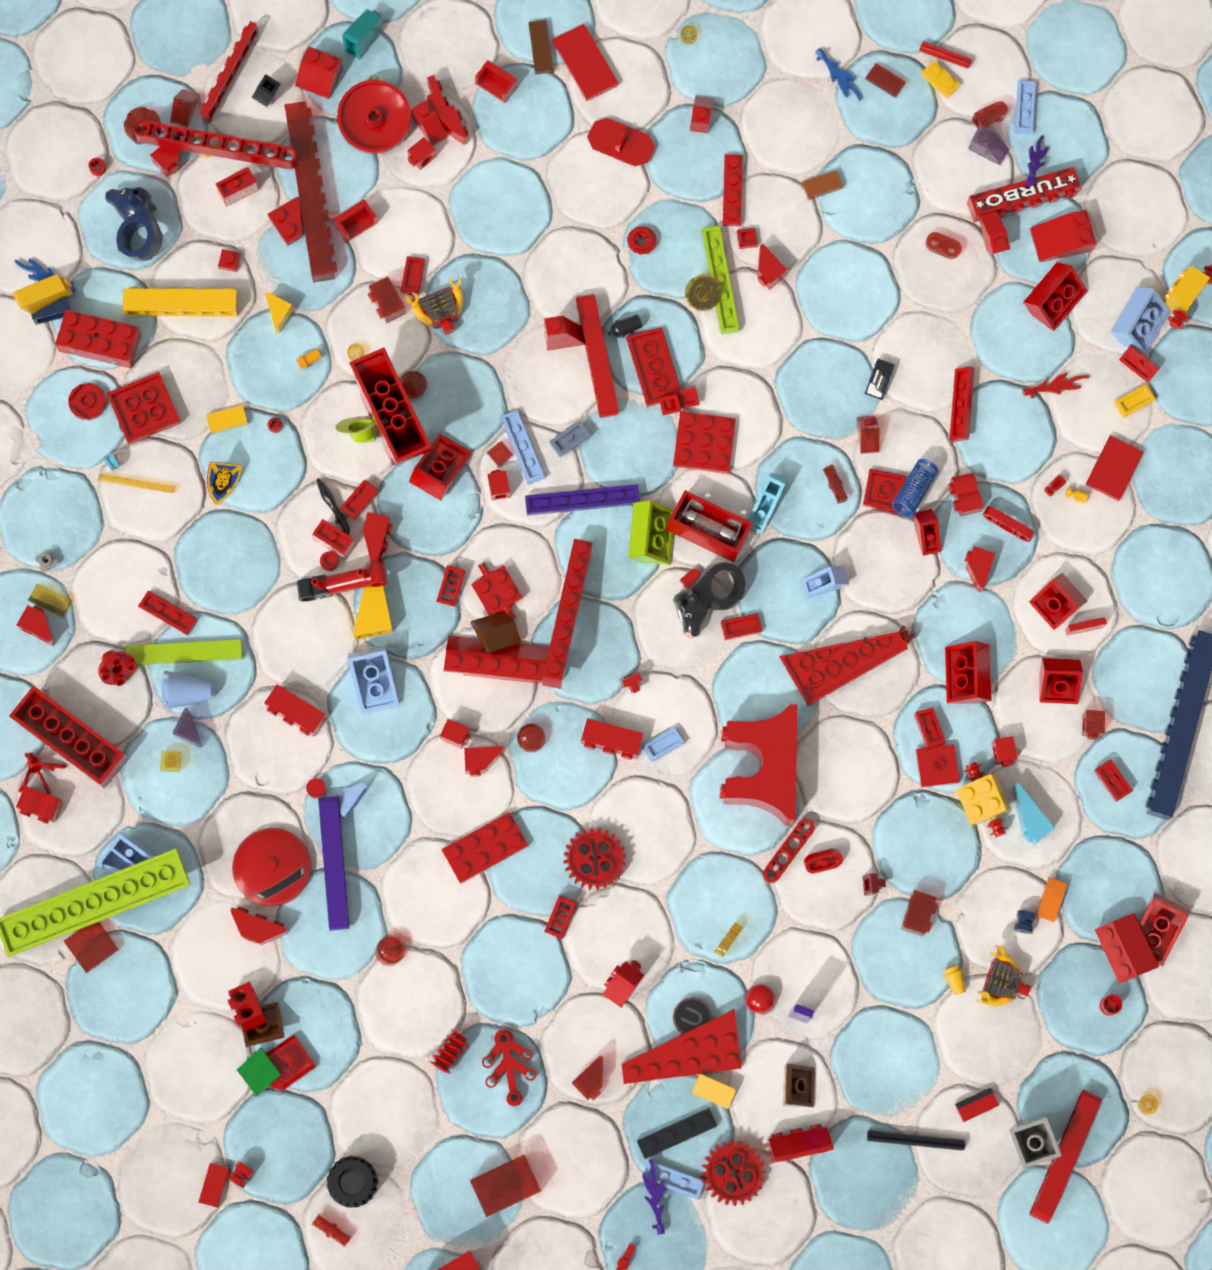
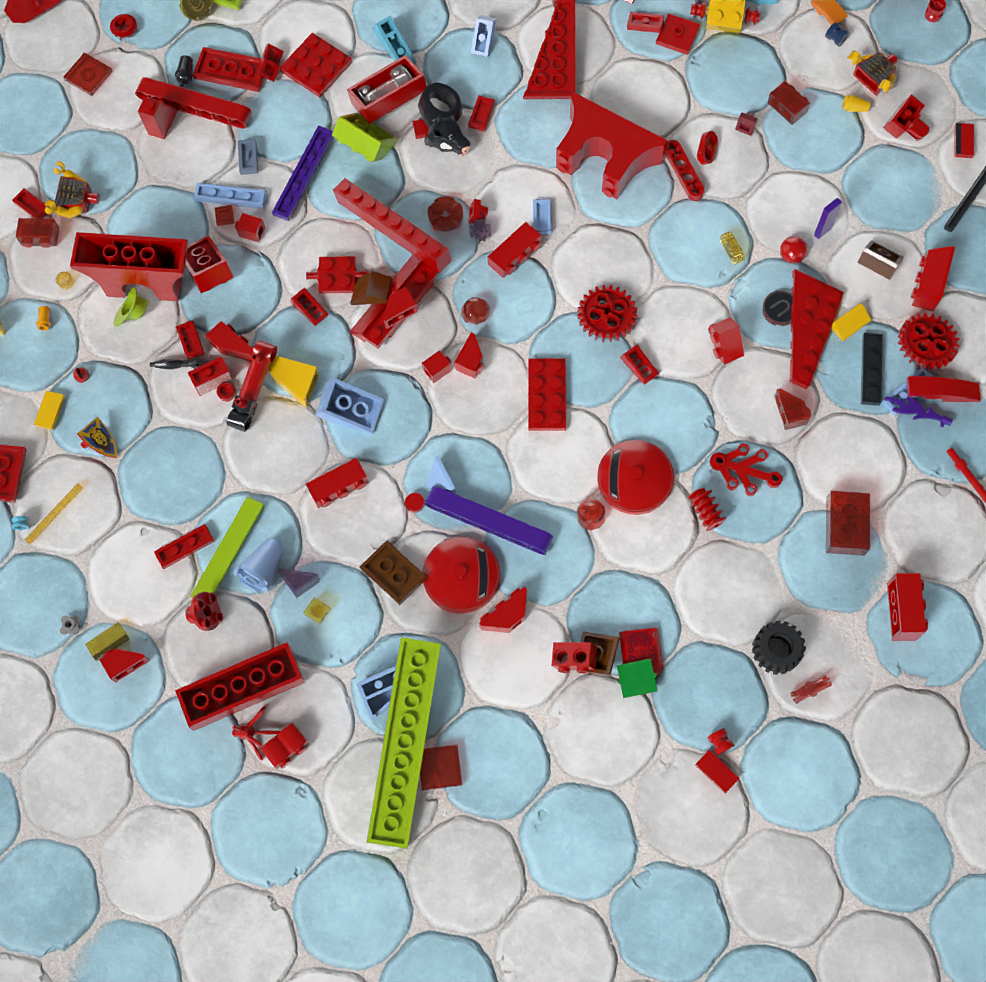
camera: 50 degrees left, 5 degrees down
(240, 807) = (393, 572): none -> reddish brown tile
(448, 971) = (635, 477): none -> red dish
(486, 667) = (398, 307): none -> red slope
(573, 240) = (87, 74): none -> clear red tile
(614, 701) = (480, 230): none -> clear purple gear
(617, 643) = (447, 223): none -> clear red plate
(690, 1210) = (943, 388): none -> red slope
(963, 1036) = (907, 119): none -> red brick

